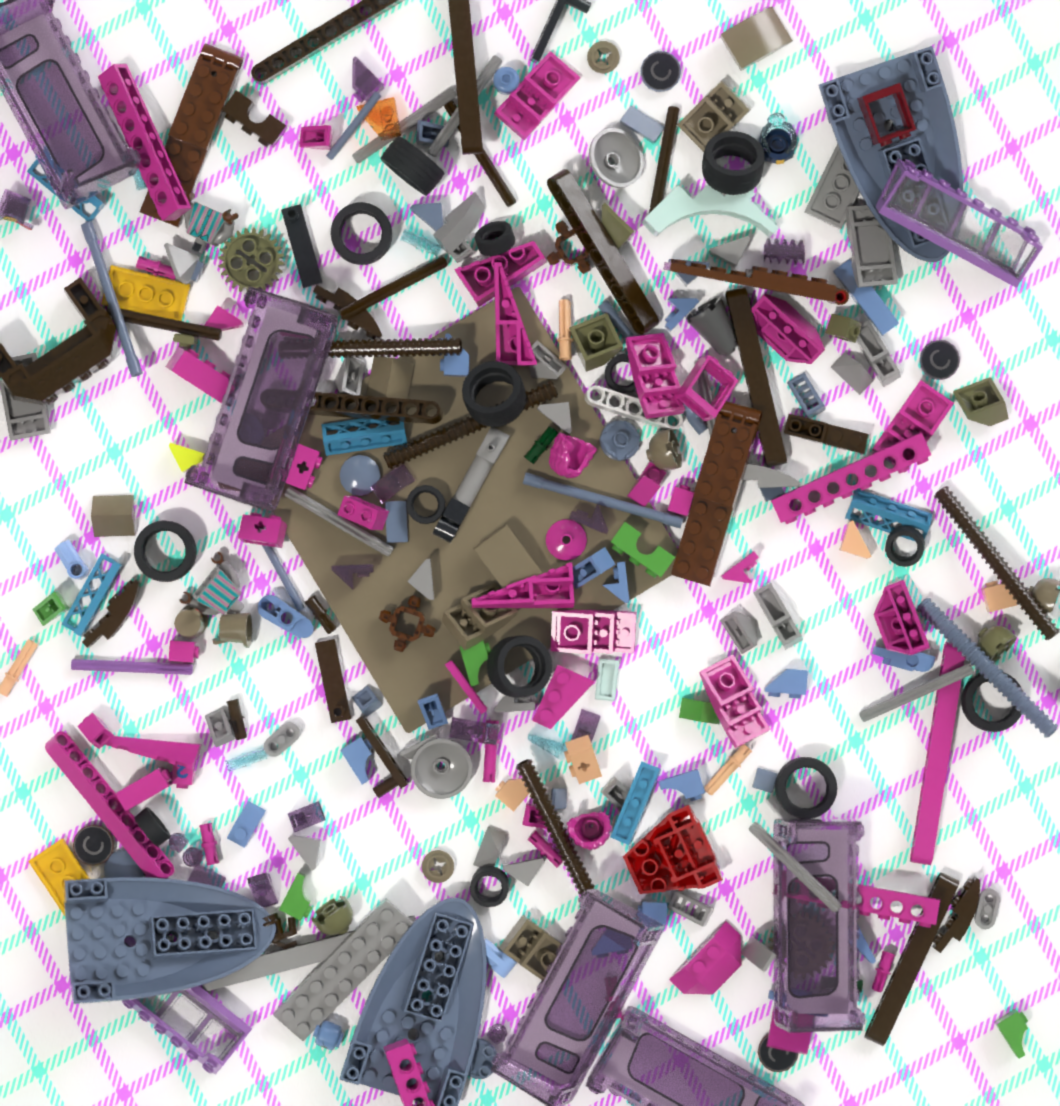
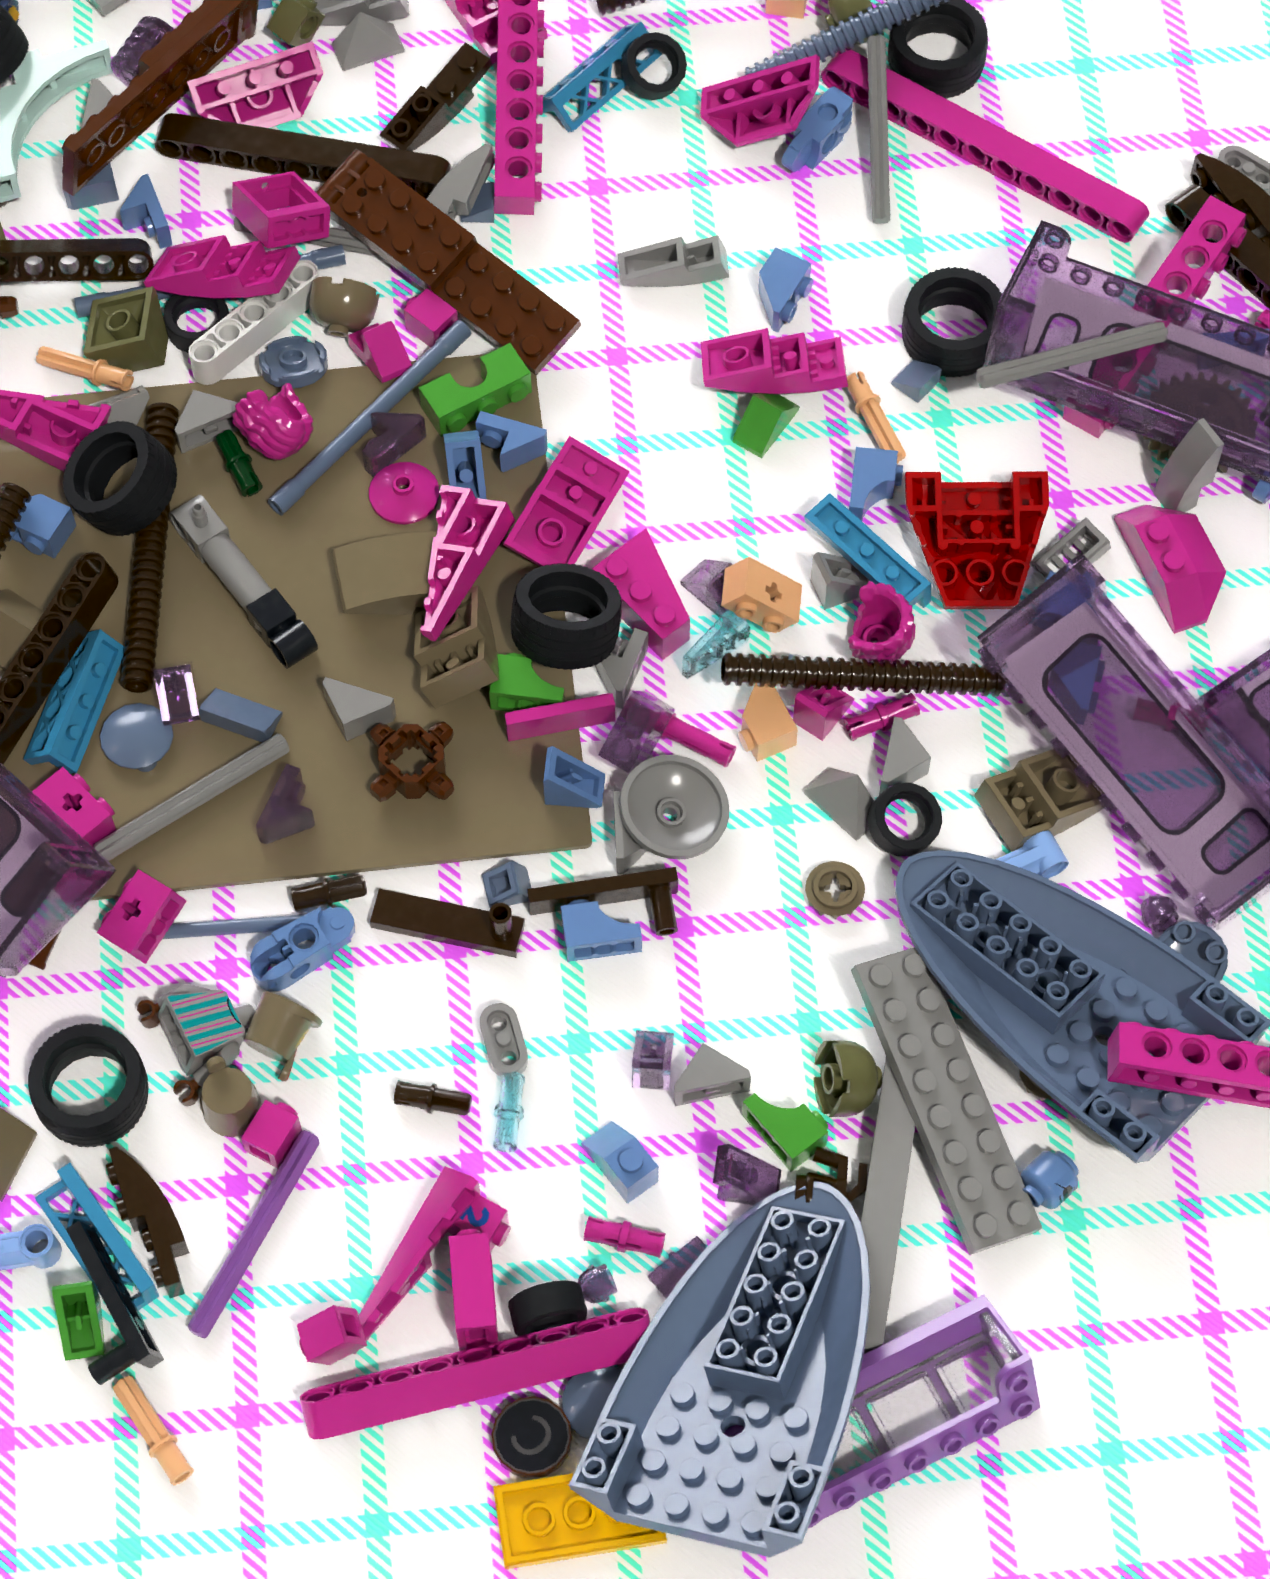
camera: 65 degrees left, 25 degrees down
(51, 642) = (138, 1344): none -> black piece
(192, 857) = (634, 1270): clear purple plate -> none
(219, 727) = (433, 1128): light grey slope -> none
(363, 512) = (197, 743): dark pink brick -> none
(410, 504) = (230, 634): black tyre -> none
(606, 679) = (666, 532): light aqua tile -> none
(714, 326) = (195, 173): dark grey cone -> none
(736, 572) = (580, 285): dark pink slope -> none
(741, 630) = (670, 321): light grey slope -> none
(815, 410) = (368, 119): sand blue slope -> none
(853, 542) = (614, 128): light nougat slope -> none

